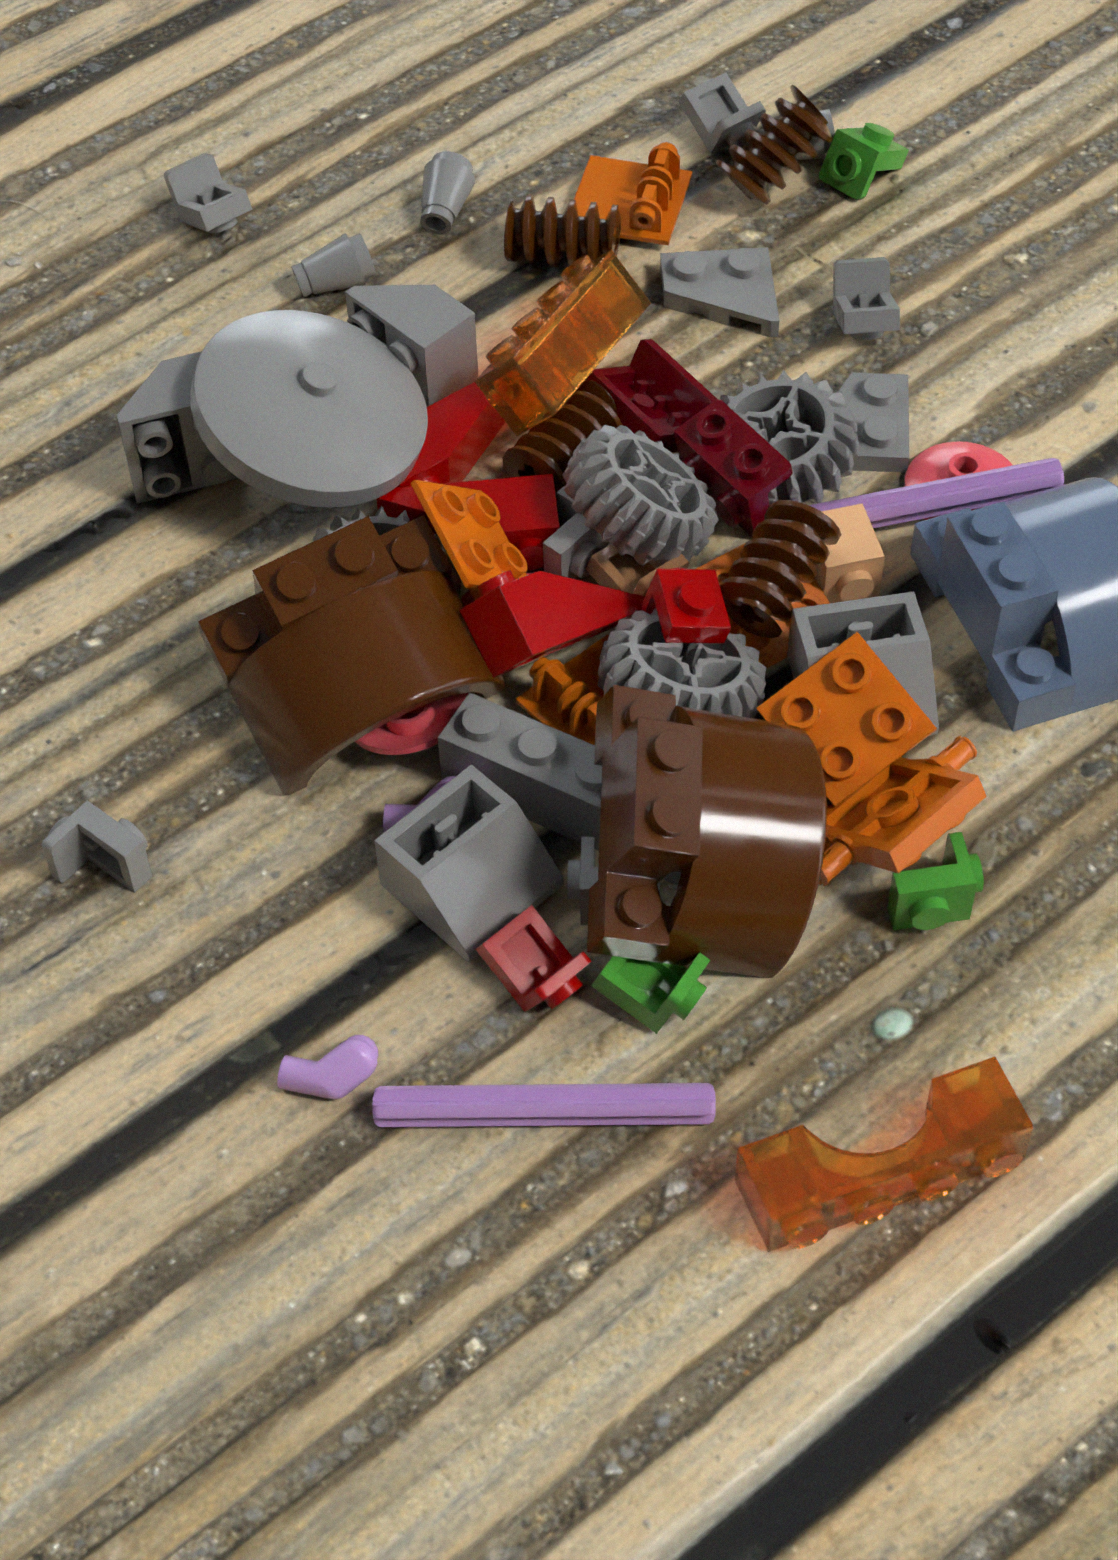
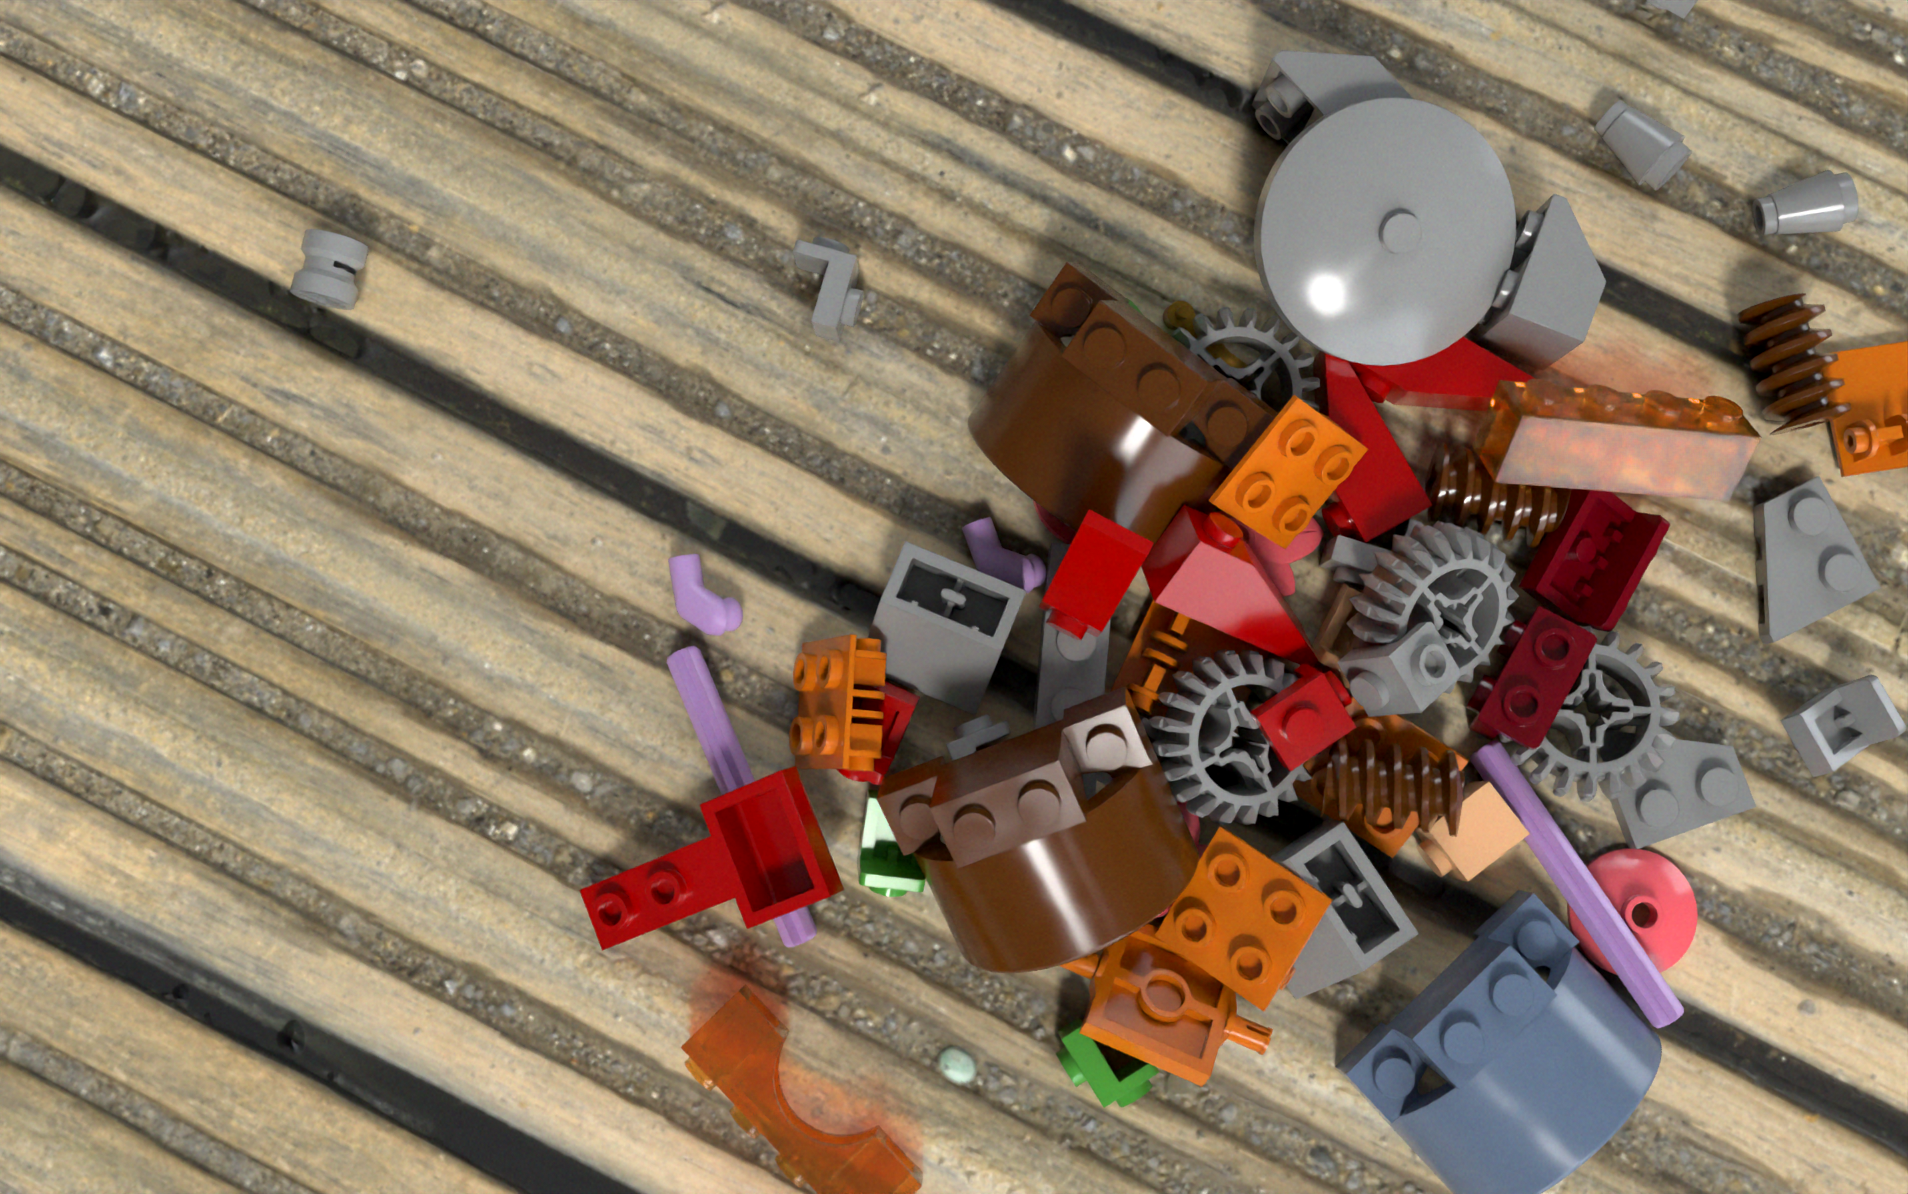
camera: 65 degrees right, 30 degrees up
(484, 661) = (1093, 576): none -> red slope
(494, 972) = (825, 681): none -> orange hinge
(607, 1066) = (759, 851): none -> red plate
(683, 522) = (1401, 674): none -> light grey bracket

